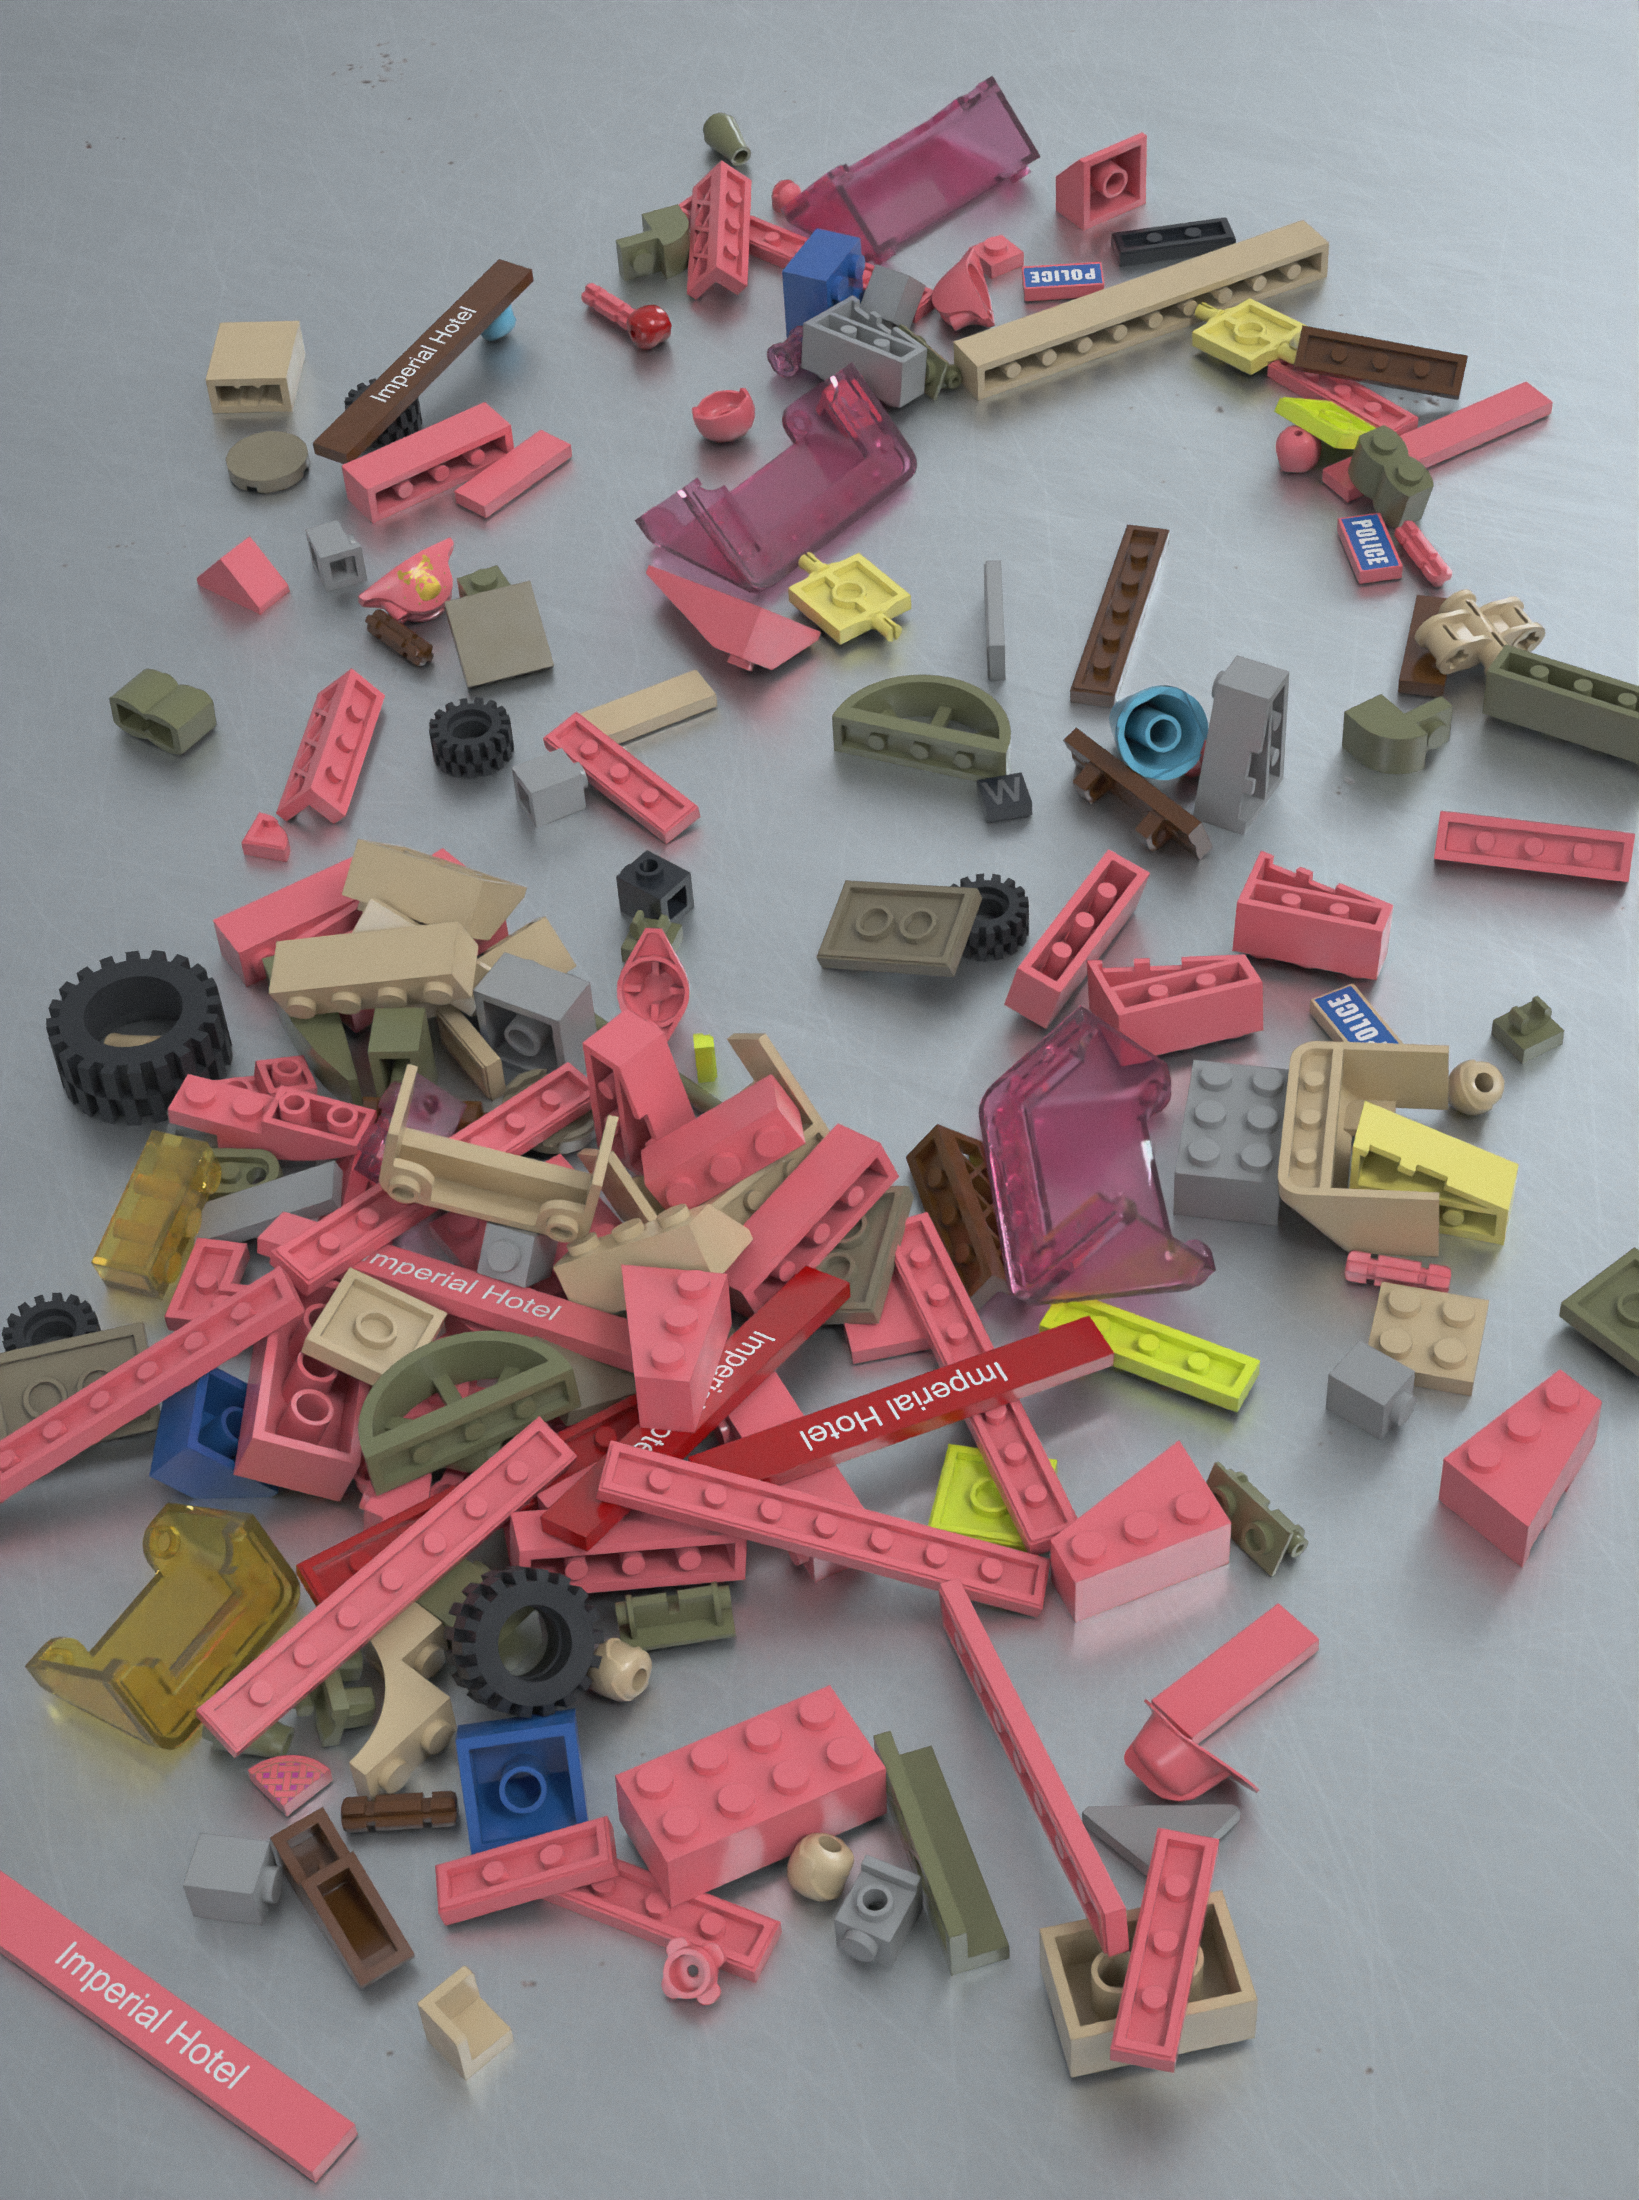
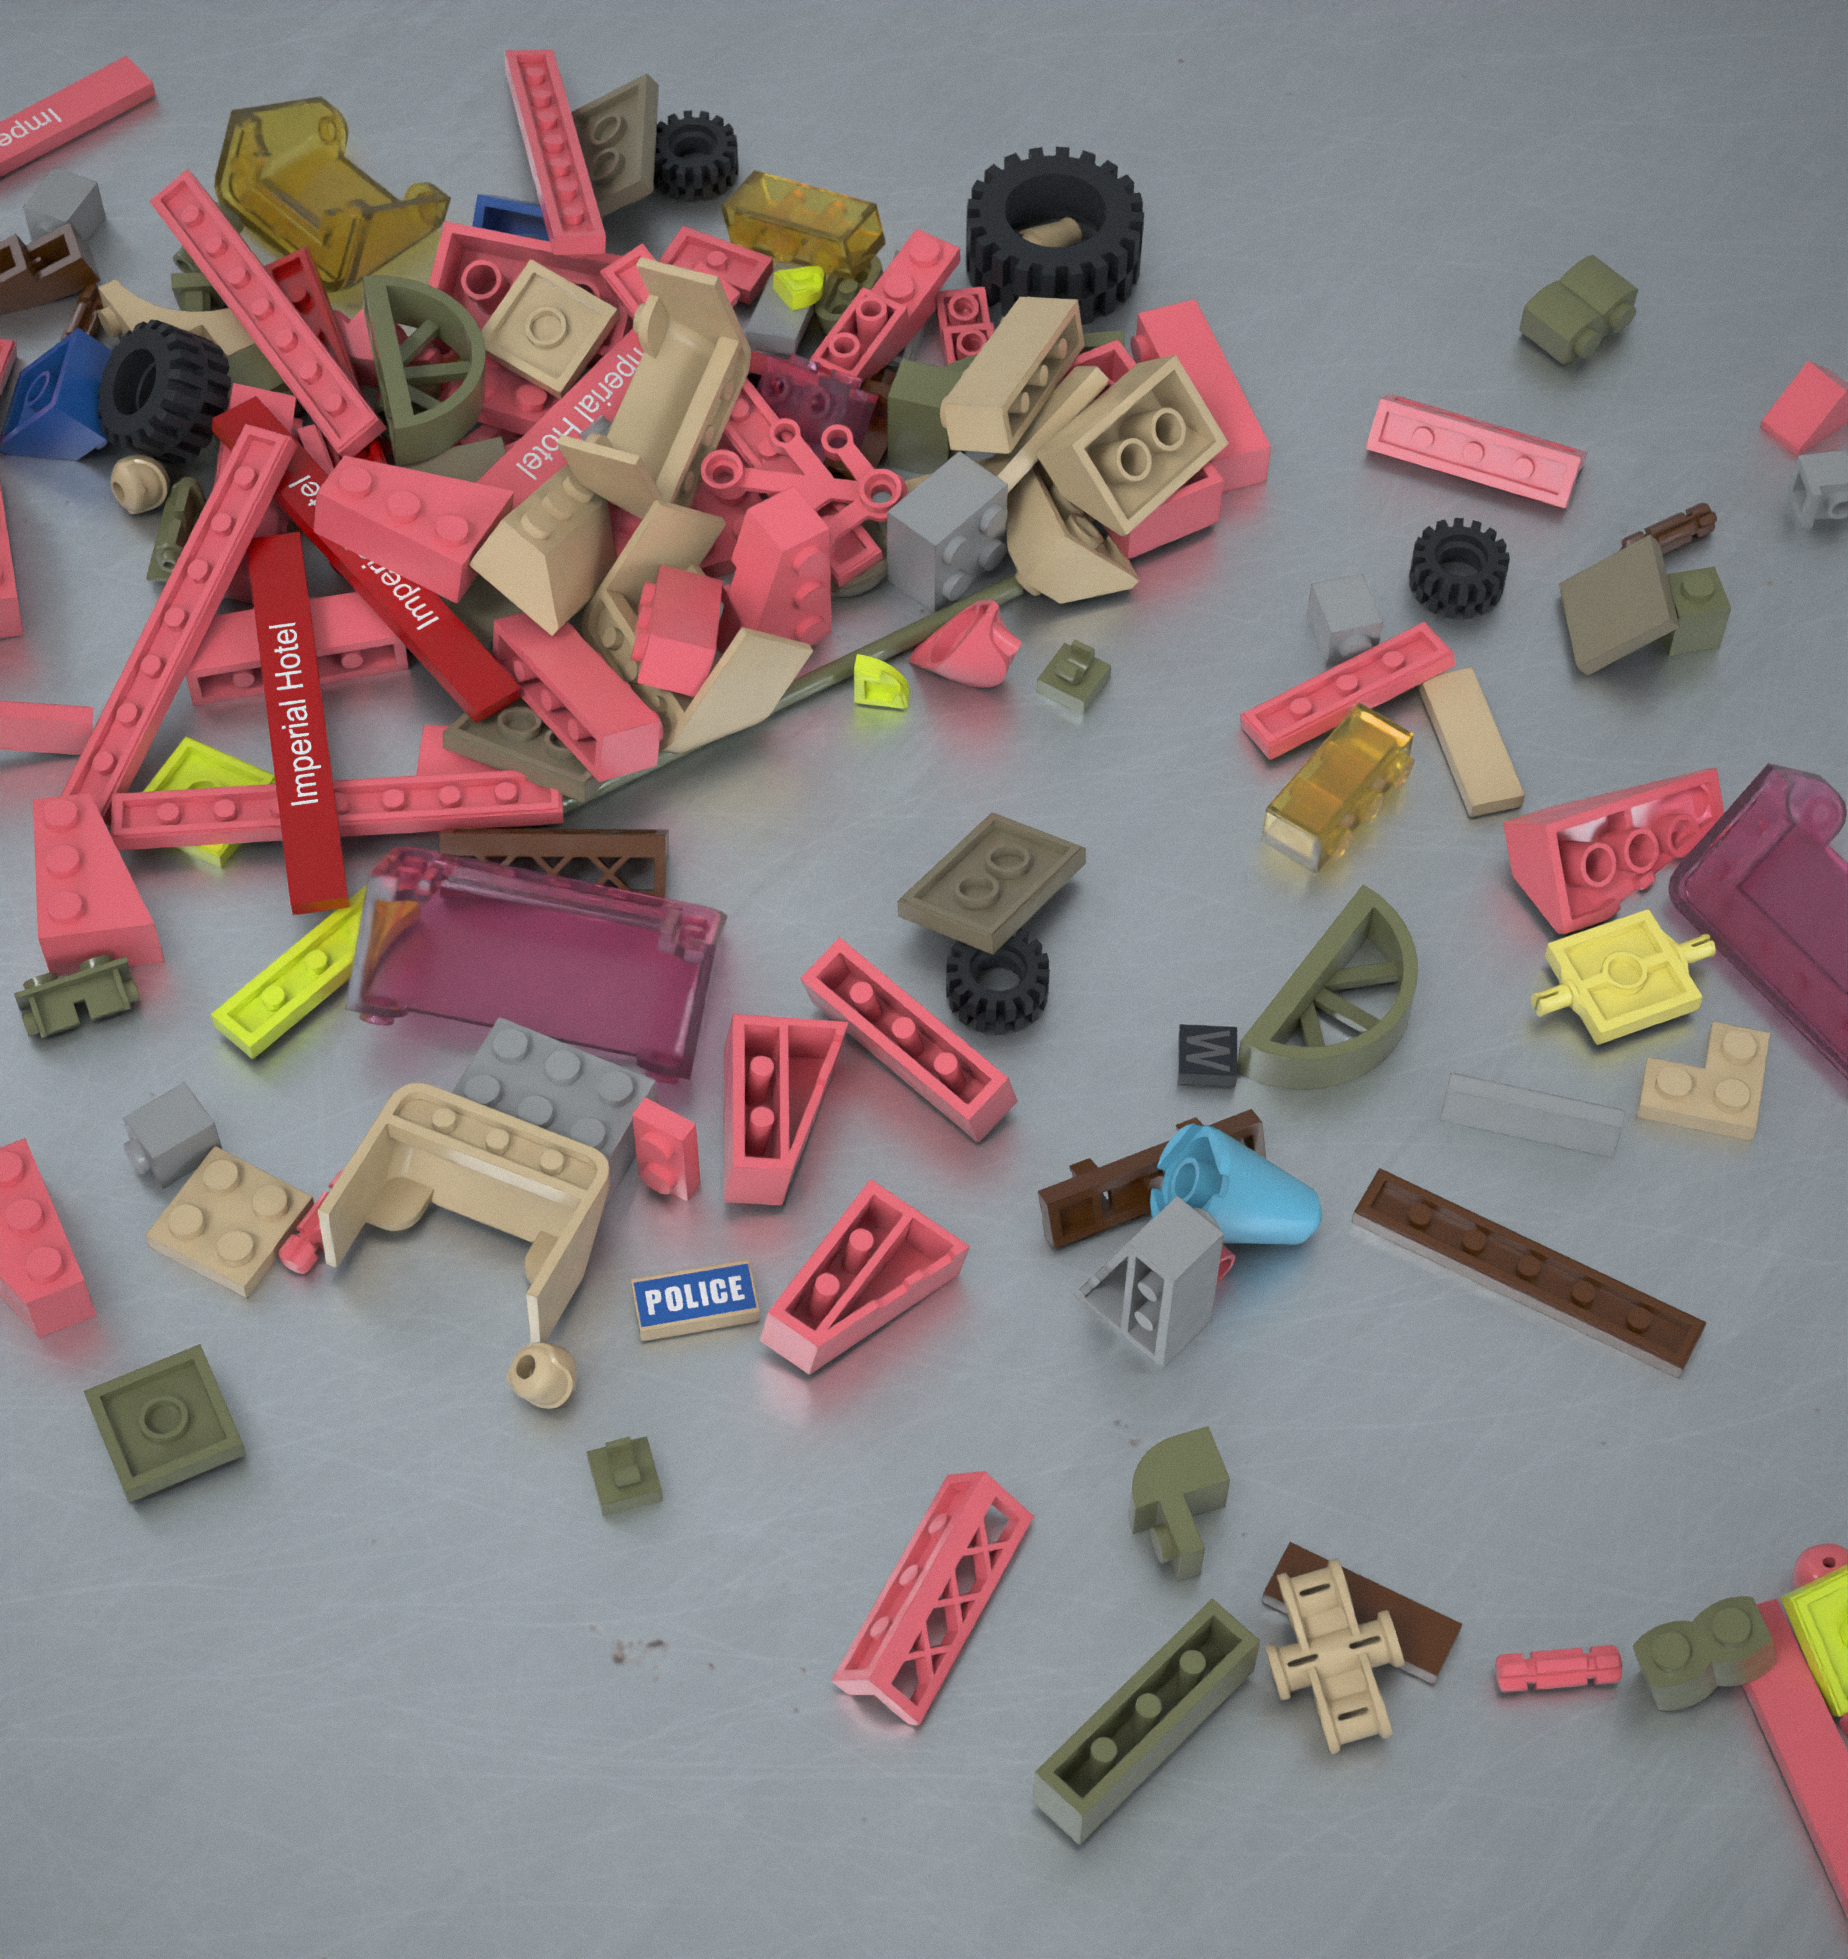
camera: 100 degrees right, 10 degrees up
(249, 1192) = (799, 286): none -> neon yellow tile
(266, 839) = (1353, 384): coral tile -> none
(290, 1780) = (149, 265): coral tile -> none
(415, 587) = (1743, 552): coral hat -> none
(526, 1053) = (816, 481): none -> coral plant
(655, 888) = (1139, 683): black brick -> none
(726, 762) = (1338, 788): none -> clear yellow brick
(929, 545) = (1713, 1098): none -> tan plate
(1254, 1032) = (666, 1150): none -> coral plate
(1369, 548) = (1590, 1607): tile -> none
(1408, 1156) = (416, 1272): light yellow wedge -> none

